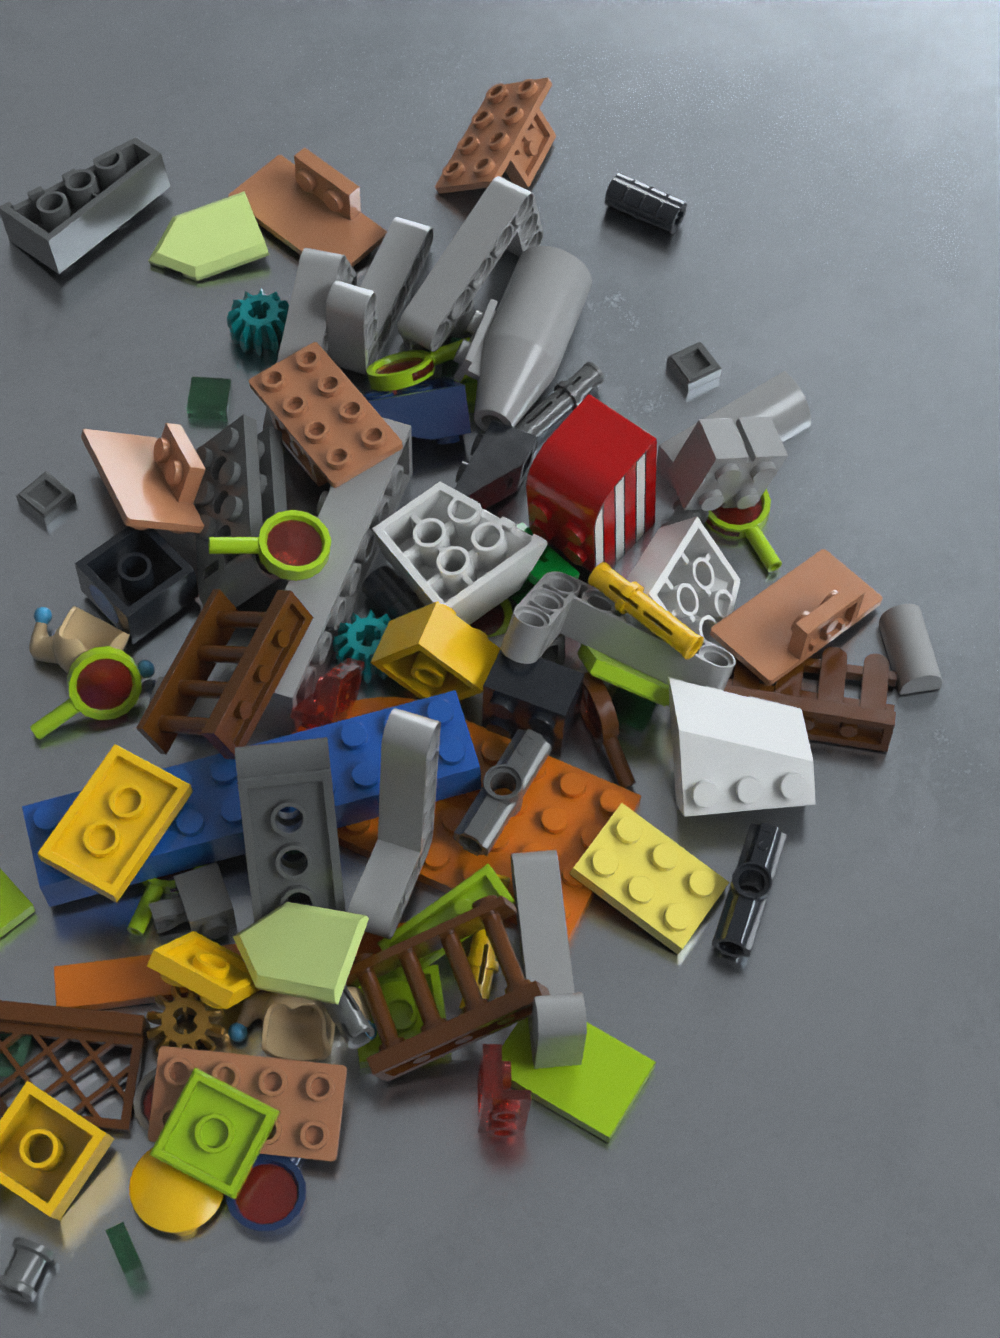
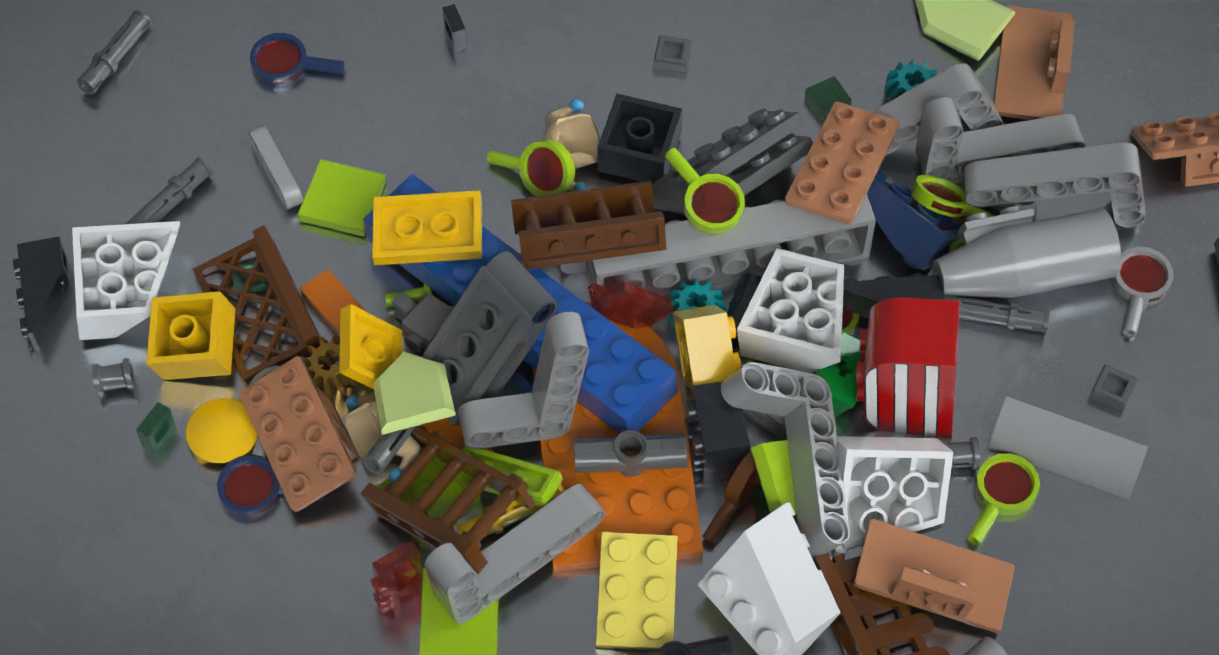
camera: 60 degrees right, 0 degrees up
(150, 477) = (715, 94): nougat bracket -> none
(215, 1133) = (261, 424): lime tile -> none
(609, 280) = (1142, 279): none -> piece
(631, 599) = (831, 440): yellow pin -> none
(722, 471) = (998, 445): light grey piece -> none

